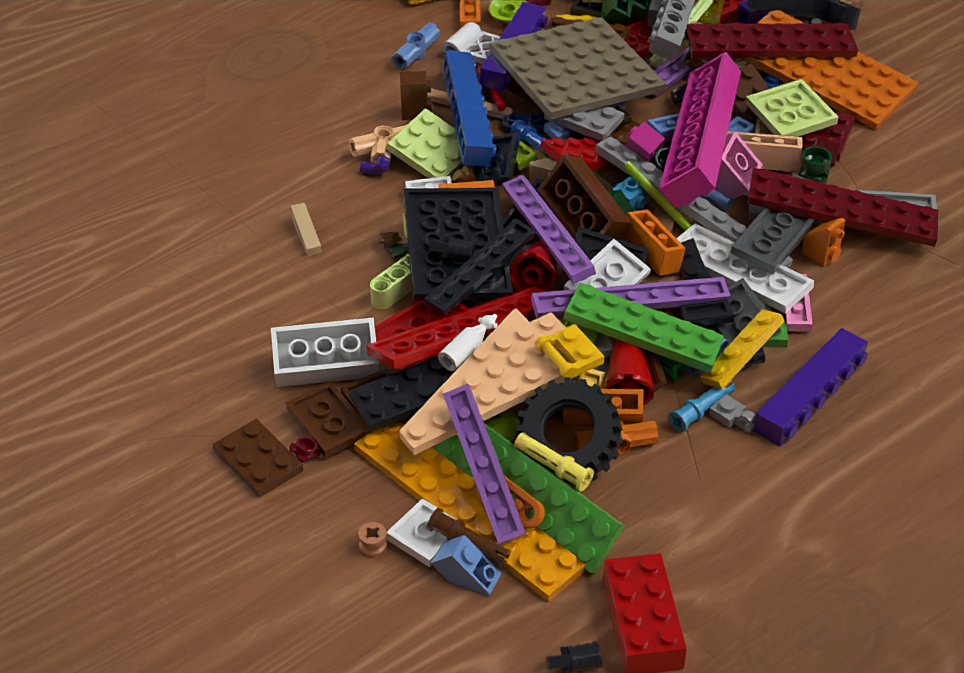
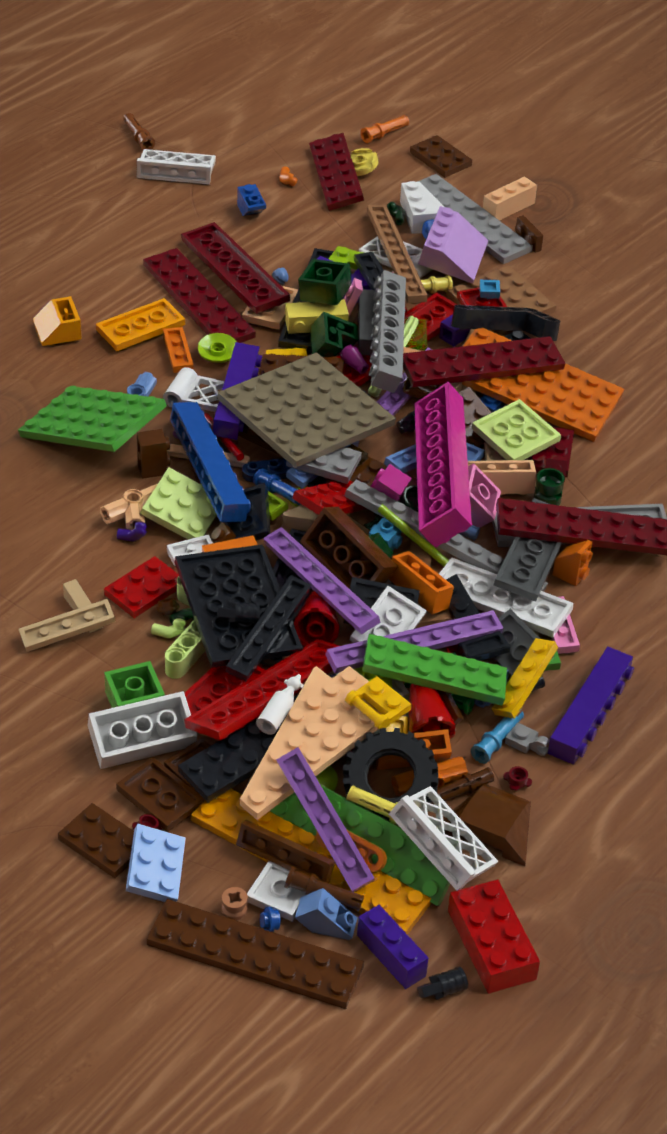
camera: 15 degrees left, 0 degrees up
(283, 245) = (67, 625): none -> tan plate
(301, 488) = (155, 864): none -> light blue plate
(328, 305) = (132, 684): none -> bright green brick
(364, 57) = (92, 418): none -> bright green plate
(369, 219) = (143, 587): none -> red plate
(384, 263) = (169, 631): none -> yellowish green arm
(384, 596) = (256, 953): none -> reddish brown plate
(405, 561) = (270, 919): none -> blue plate
(436, 492) = (283, 851): none -> reddish brown plate
(529, 609) = (392, 946): none -> dark purple brick
(598, 506) = (439, 848): none -> white fence
(639, 28) = (354, 359): none -> magenta cone
(674, 445) = (483, 777): none -> reddish brown pin
(675, 491) = (497, 821): none -> reddish brown wedge
(712, 451) = (517, 778): none -> dark red plate

